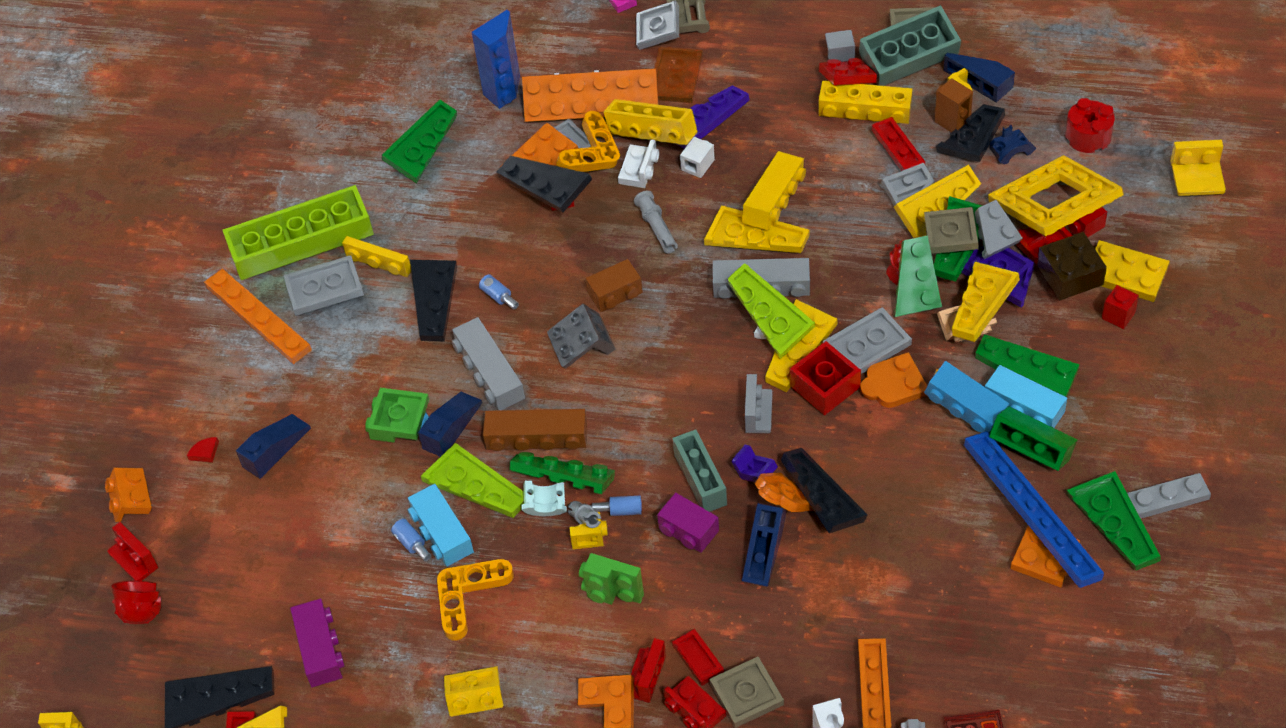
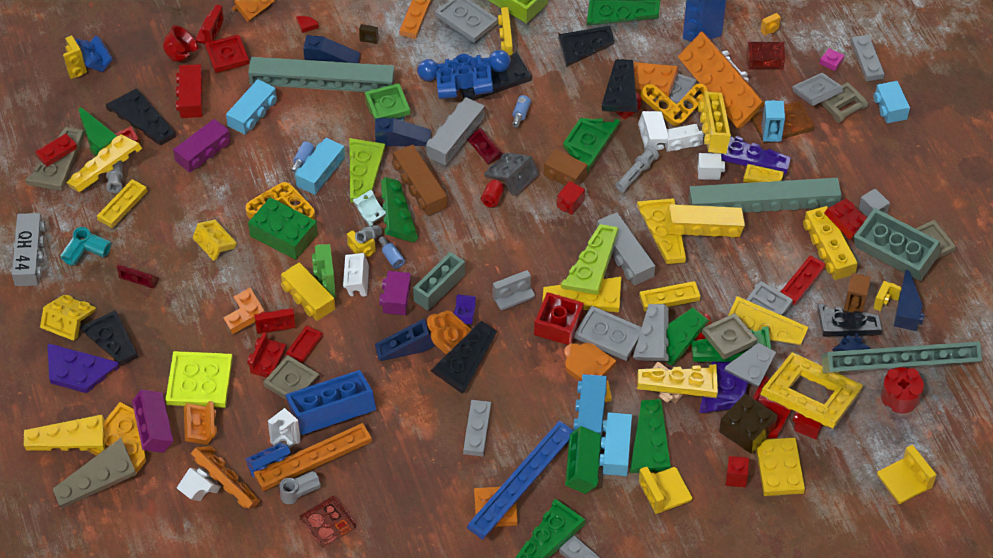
camera: 55 degrees right, 0 degrees up
(82, 702) = (94, 53): none -> blue bracket
(187, 555) = (227, 53): none -> red plate
(218, 620) = (189, 91): none -> red brick
(274, 390) = (368, 34): none -> dark brown plate
(296, 561) = (251, 107): none -> medium azure brick
(298, 467) = (320, 74): none -> sand green brick
(411, 318) = (464, 73): none -> blue connector
(445, 194) = (584, 43): none -> black wing
(511, 604) = (283, 228): none -> green brick
(525, 347) = (485, 146): none -> dark red slope
(543, 25) = (770, 24): none -> light orange plate
(581, 47) = (765, 55): none -> clear red brick
(584, 246) = (589, 139): none -> green wing
(601, 368) = (492, 193): none -> red brick
(613, 185) = (653, 129): none -> white hinge
(624, 617) = (307, 292): none -> yellow brick
(632, 552) = (356, 274): none -> white hinge
(657, 297) = (570, 198): none -> red brick
(685, 71) = (773, 120): none -> medium azure brick
(740, 119) = (760, 174): none -> yellow plate
(769, 129) = (769, 195): none -> sand green brick
(809, 657) = (331, 402): none -> blue slope
(849, 267) = (670, 295): none -> yellow plate
(902, 300) = (652, 337): none -> light grey wing
(924, 526) = (477, 428): none -> light grey plate
(1055, 107) = (901, 357): none -> sand green brick
(1107, 383) = (664, 489): none -> yellow bracket

